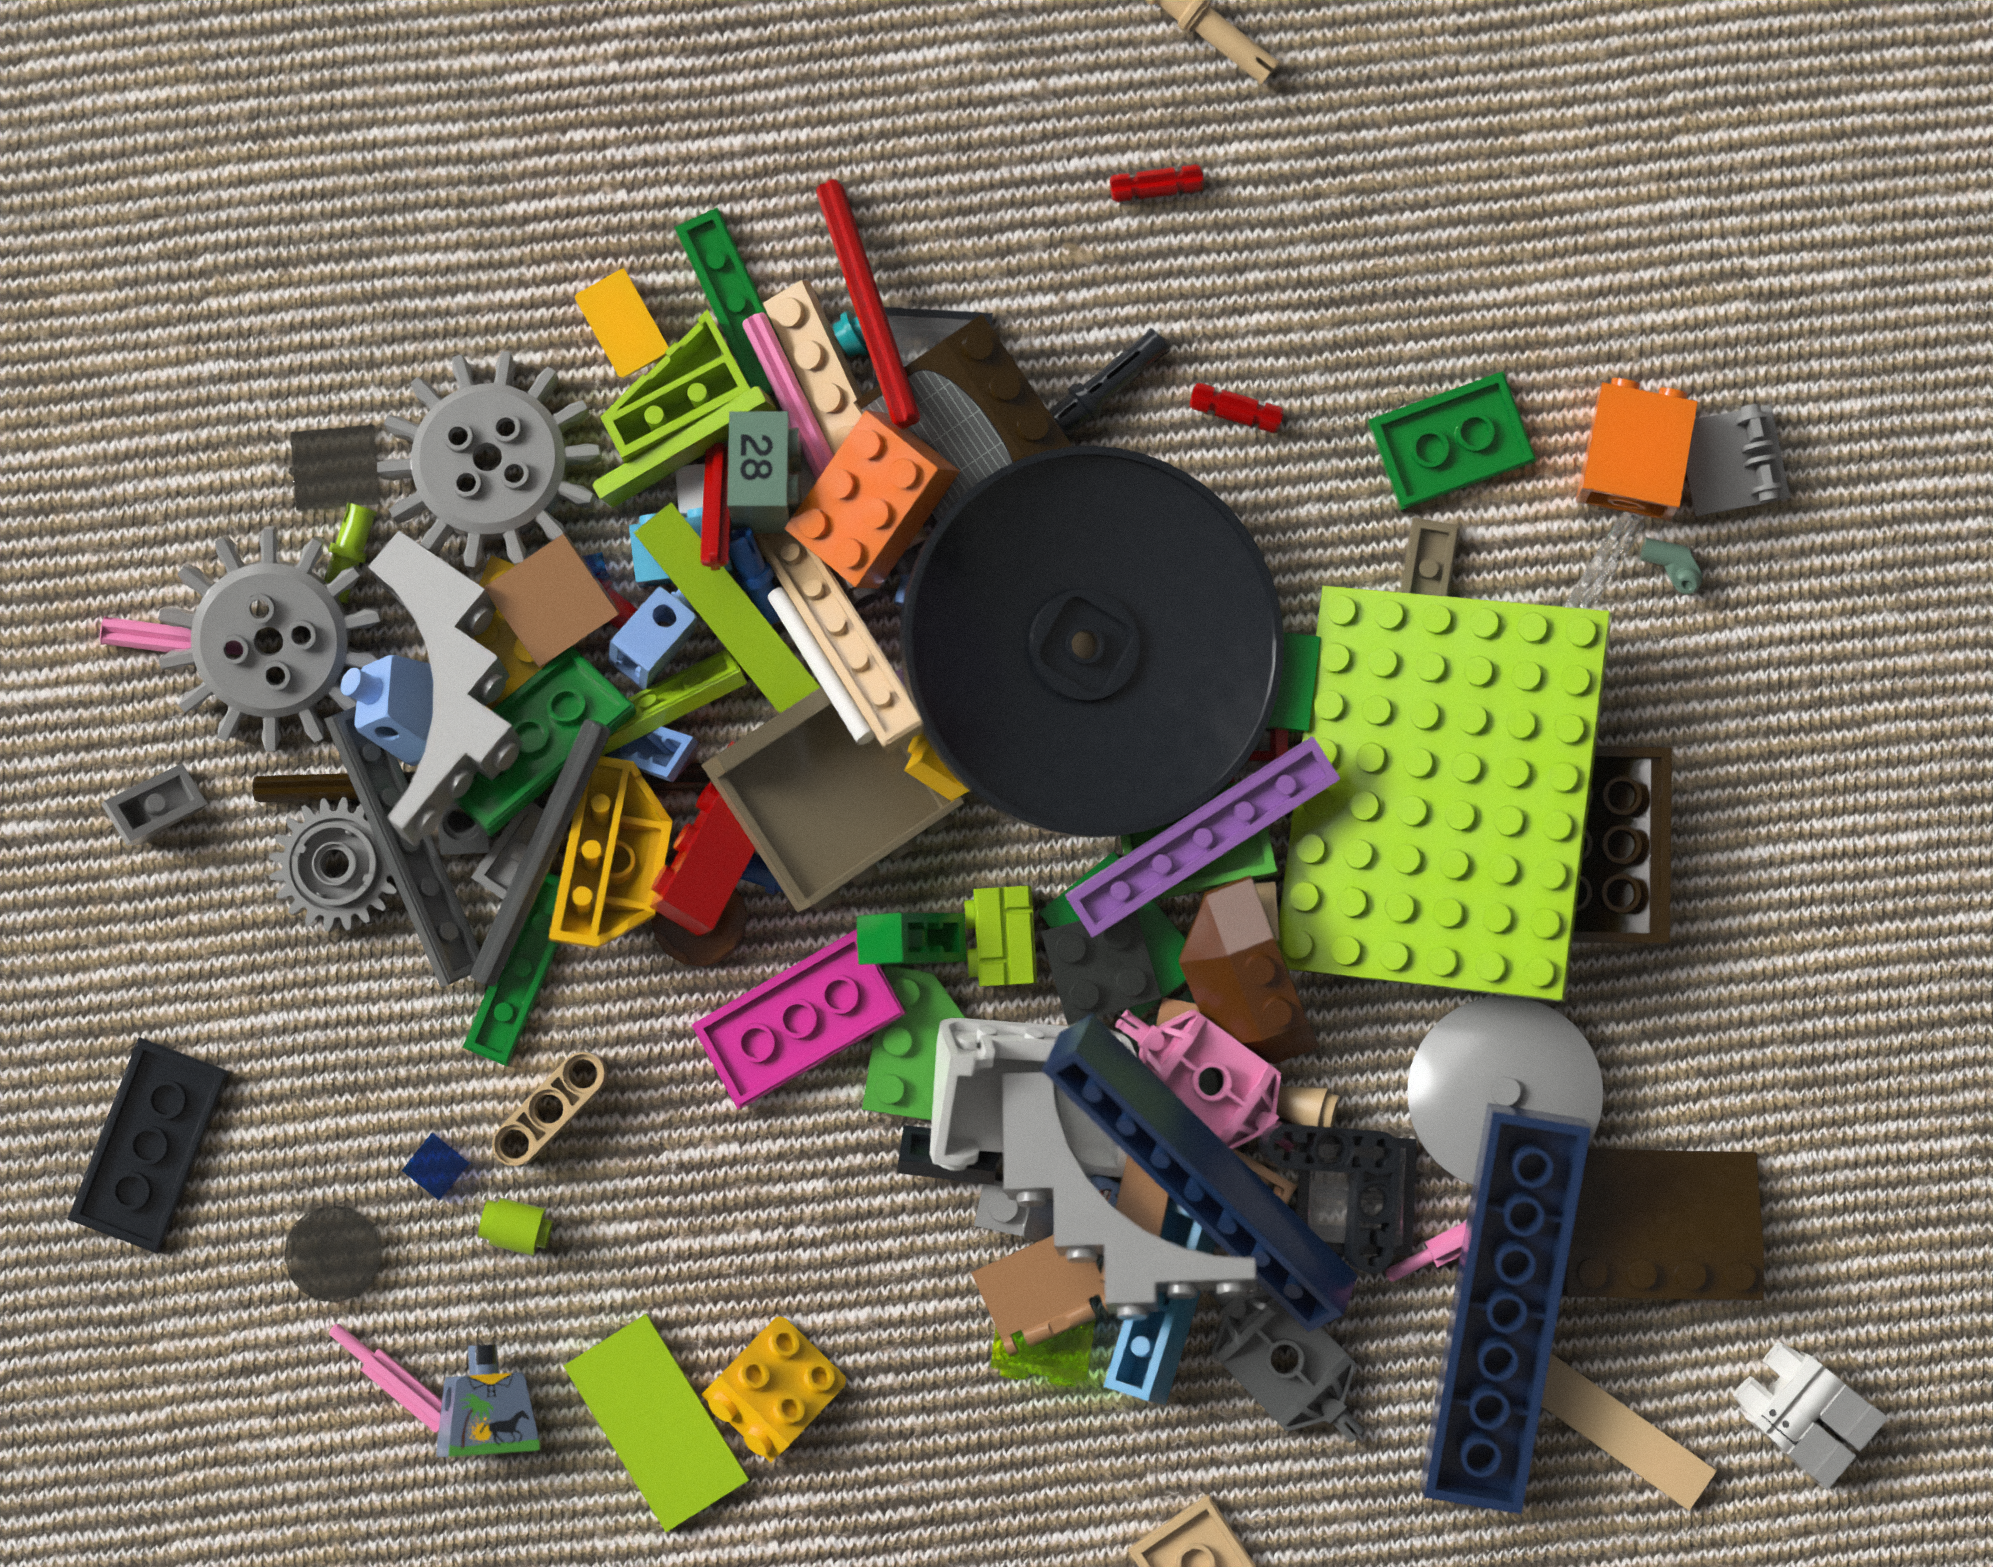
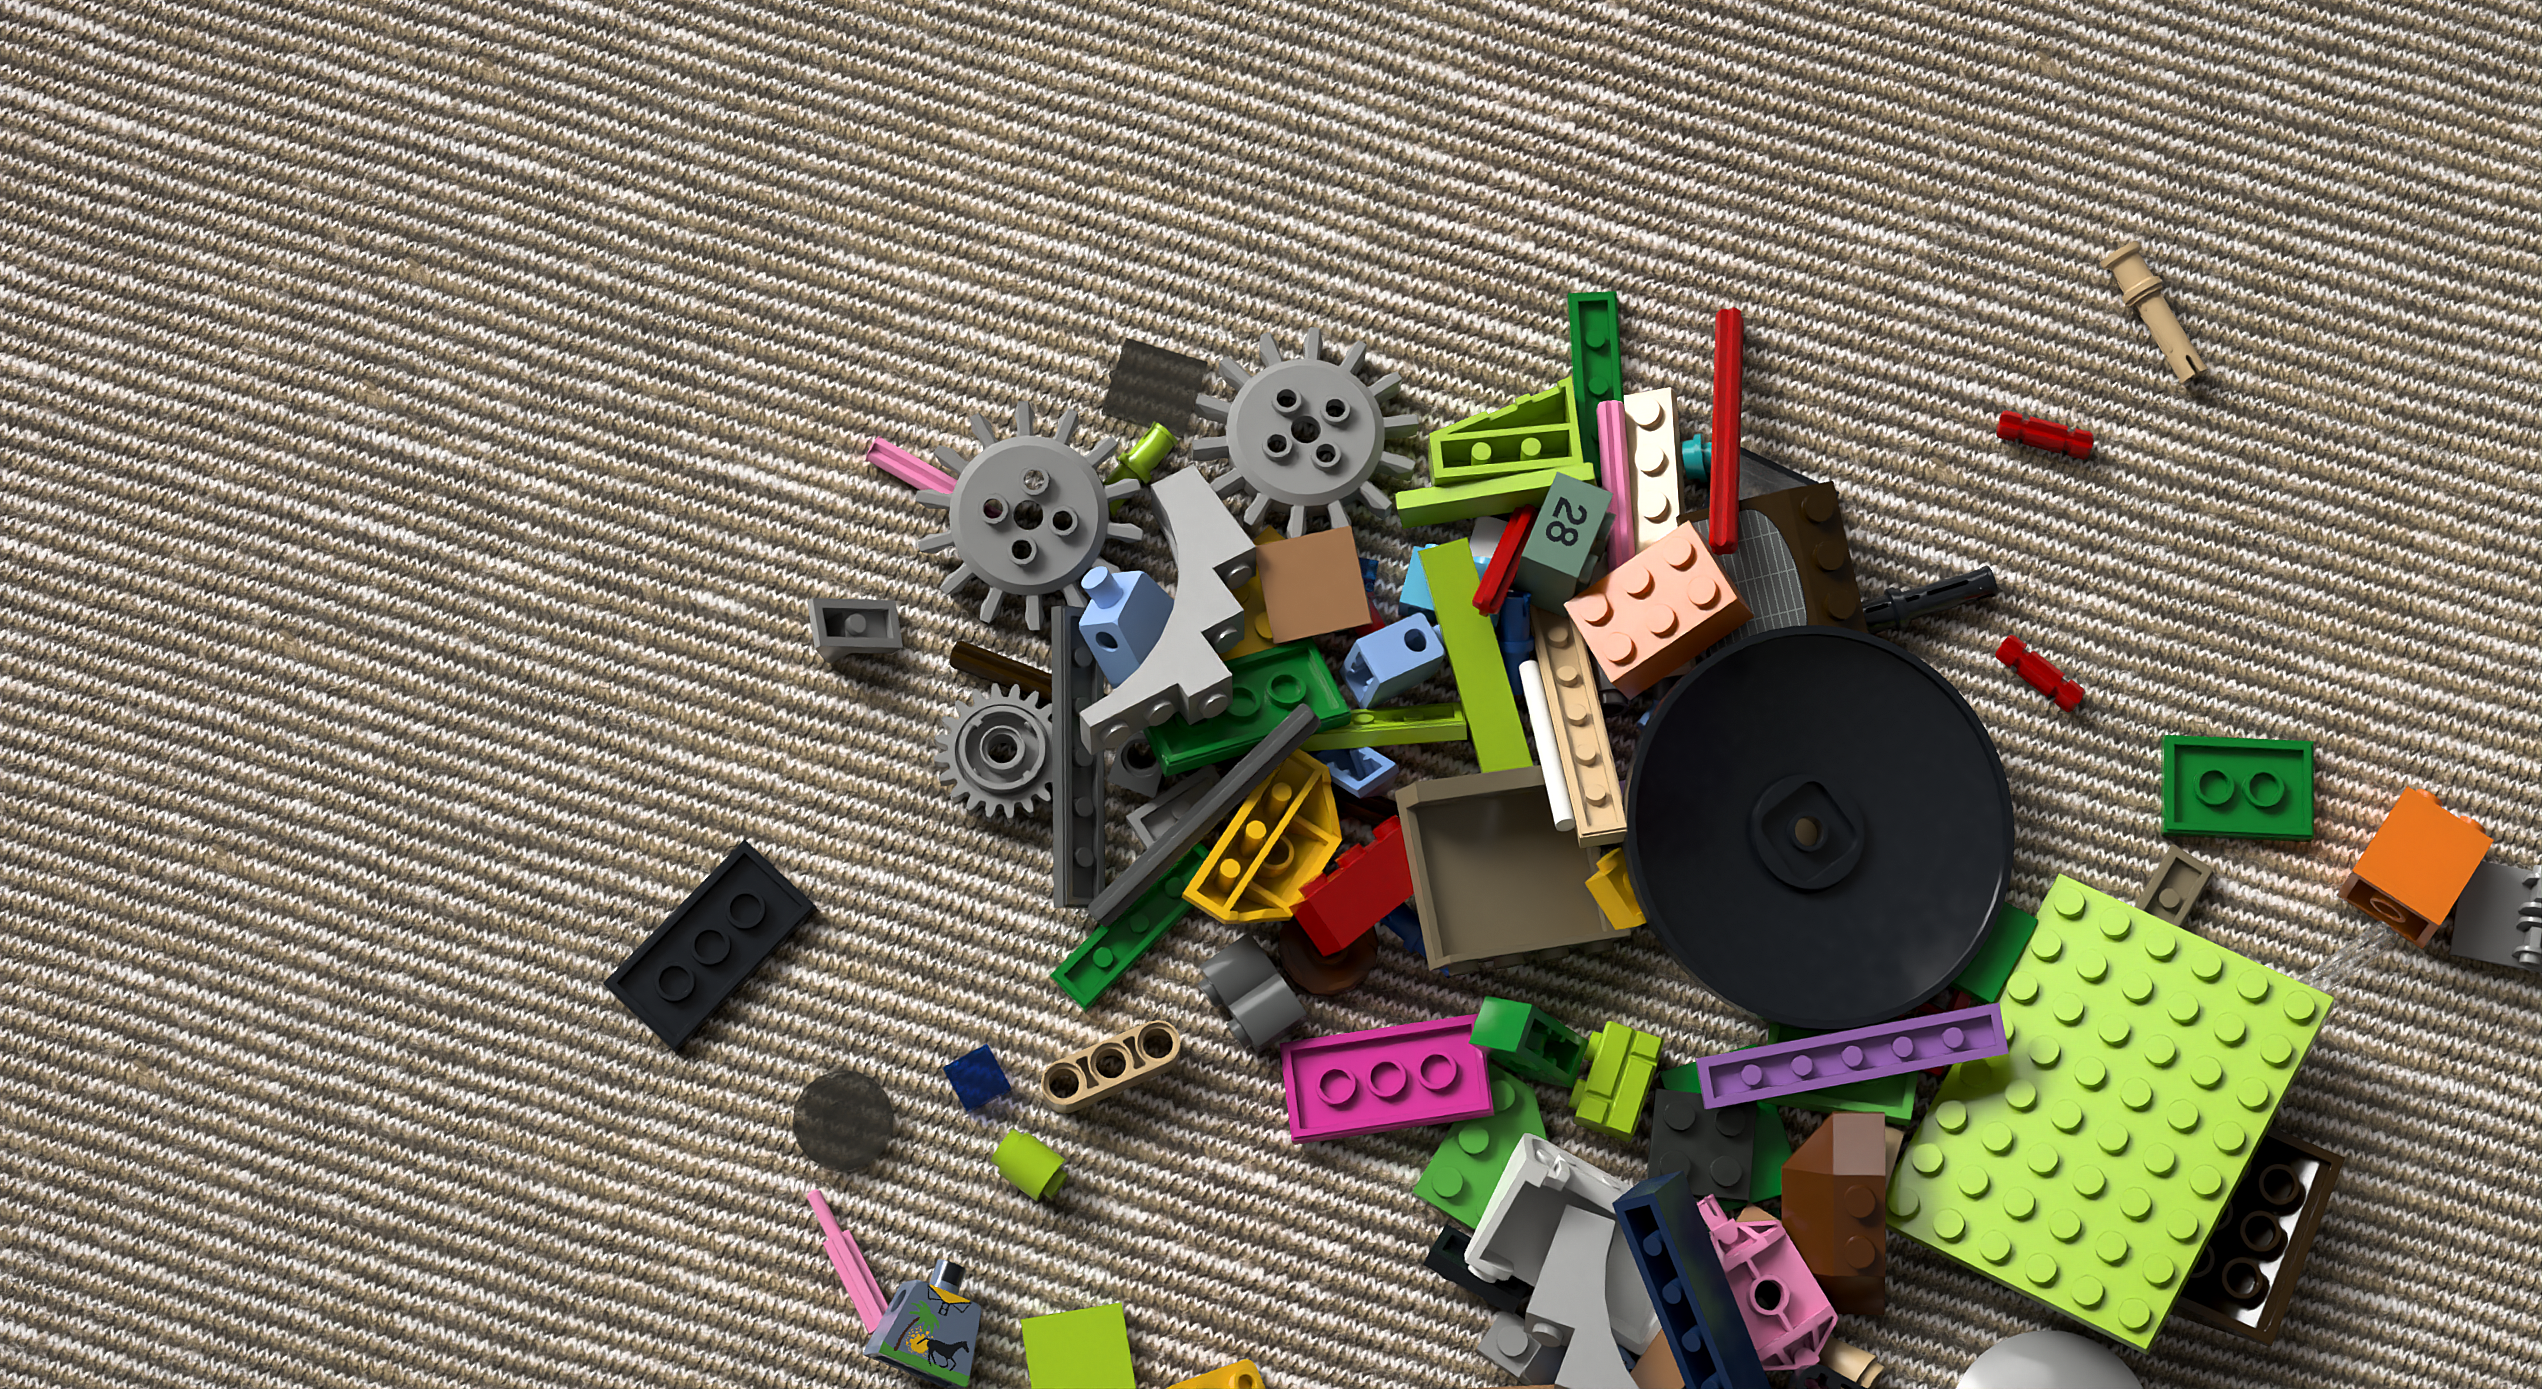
camera: 20 degrees right, 10 degrees down
(622, 324) = (1483, 359): yellow panel -> none
(649, 992) = (1252, 994): none -> dark grey brick
(1677, 561) = (2415, 990): sand green arm -> none

